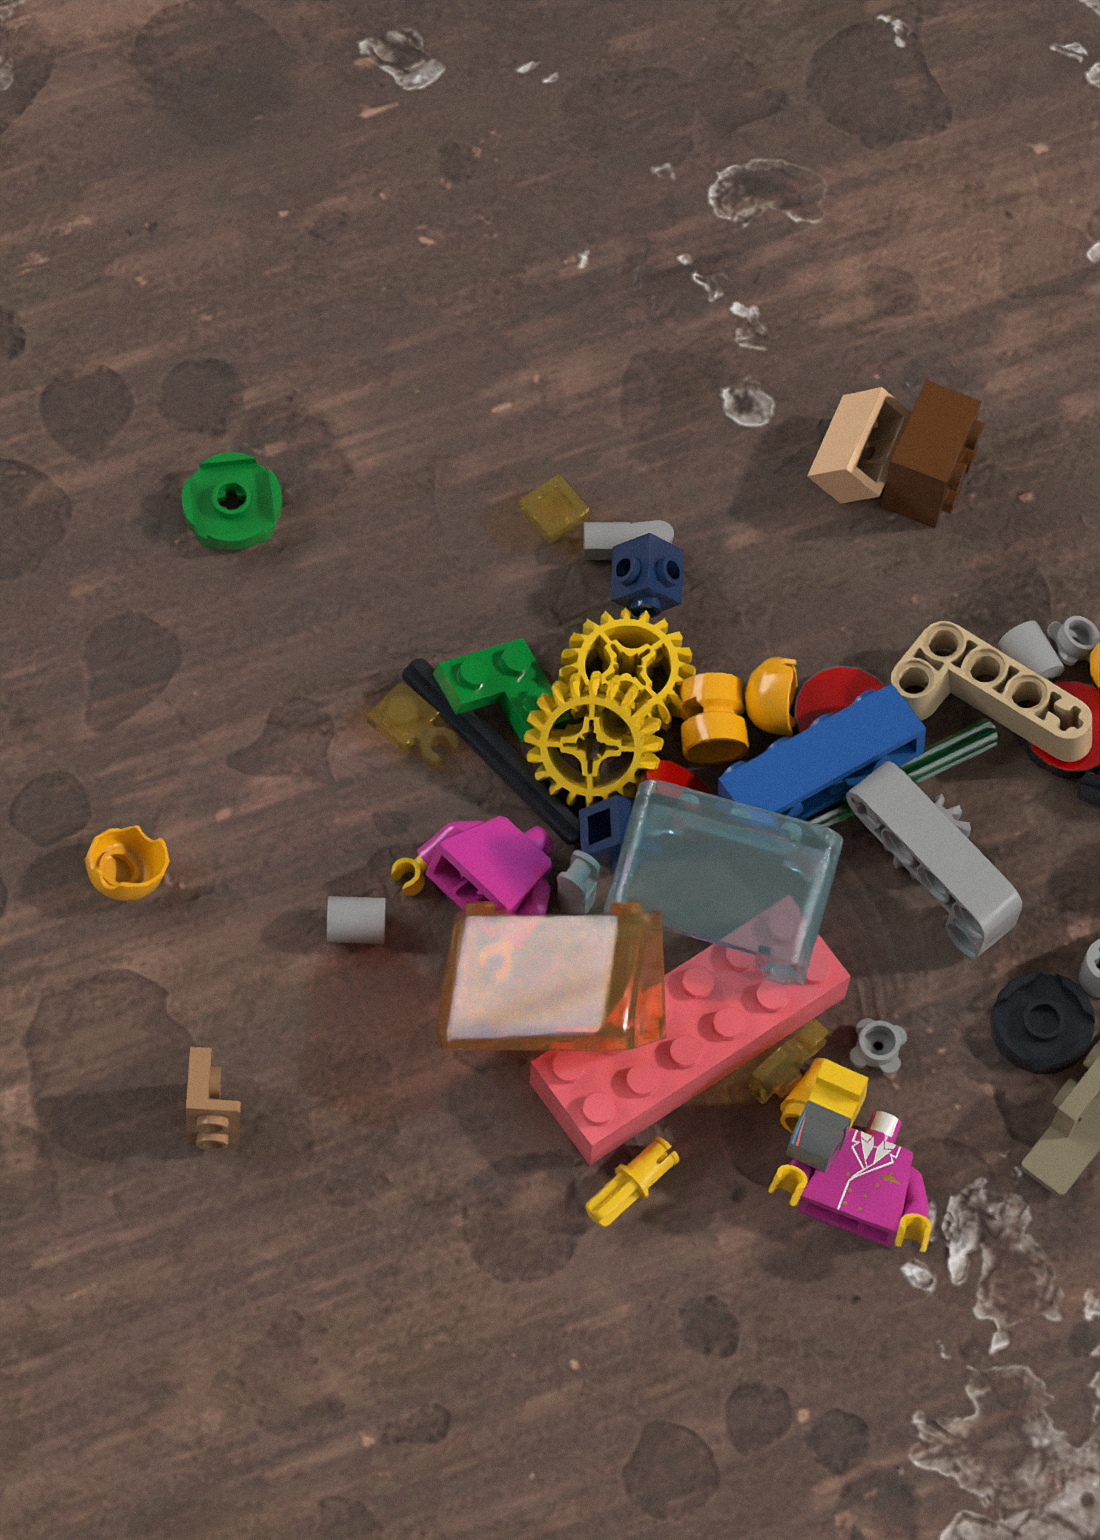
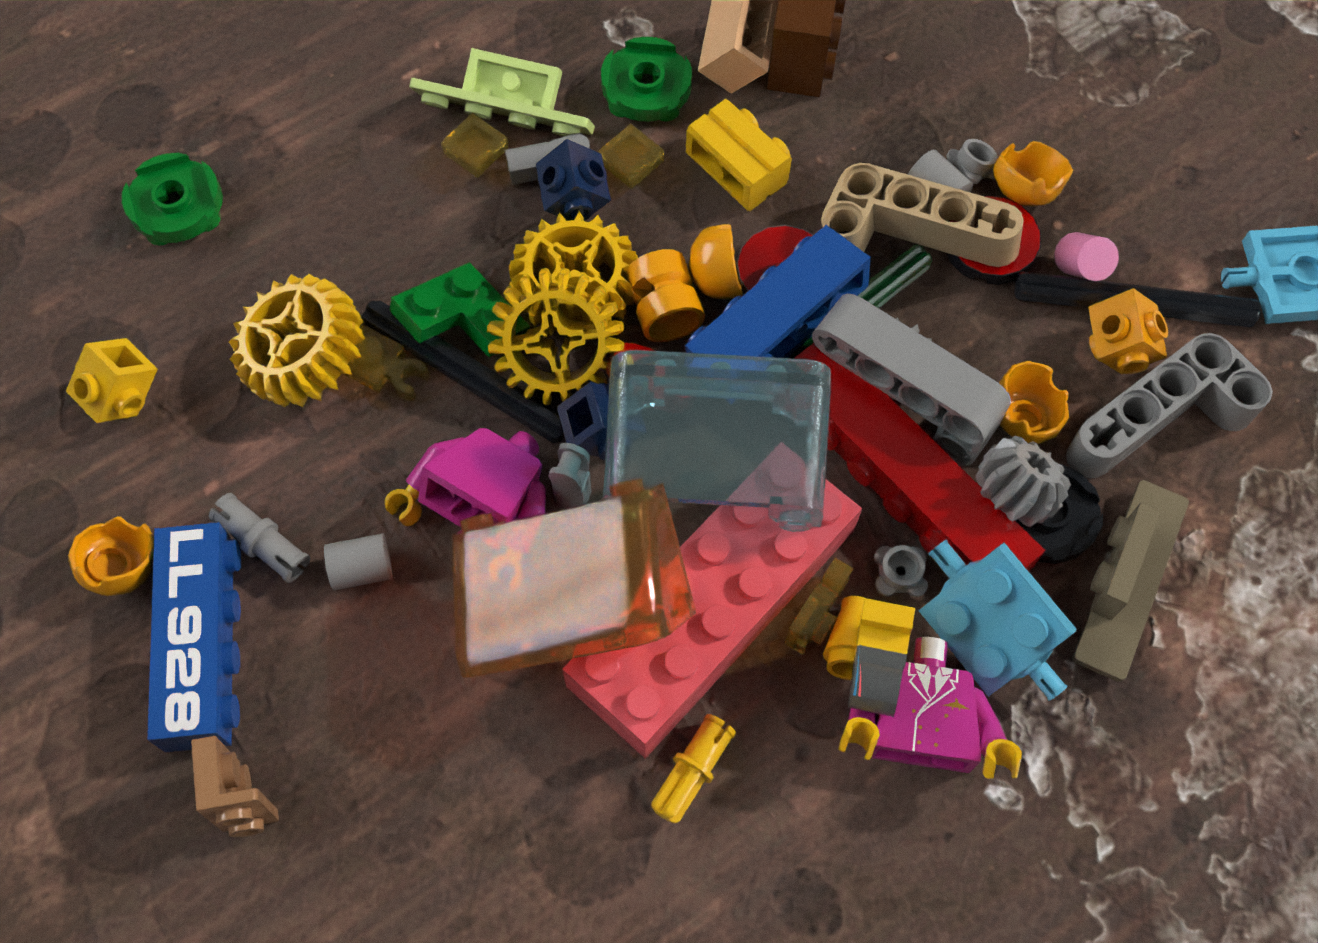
camera: 10 degrees left, 0 degrees up
(148, 687) = (111, 380): none -> yellow brick
(190, 954) = (193, 636): none -> blue brick
(265, 875) = (259, 537): none -> light grey pin
(338, 703) = (286, 348): none -> yellow gear
(603, 452) = (509, 88): none -> yellowish green bracket
(715, 556) = (631, 156): none -> clear yellow plate
(745, 497) = (646, 101): none -> green plate
(828, 579) = (738, 154): none -> yellow brick
(916, 960) = (914, 473): none -> red brick
(951, 1110) = (997, 620): none -> medium azure plate
(1014, 984) = (1022, 481): none -> light grey gear
(1053, 909) = (1036, 406): none -> light orange hair

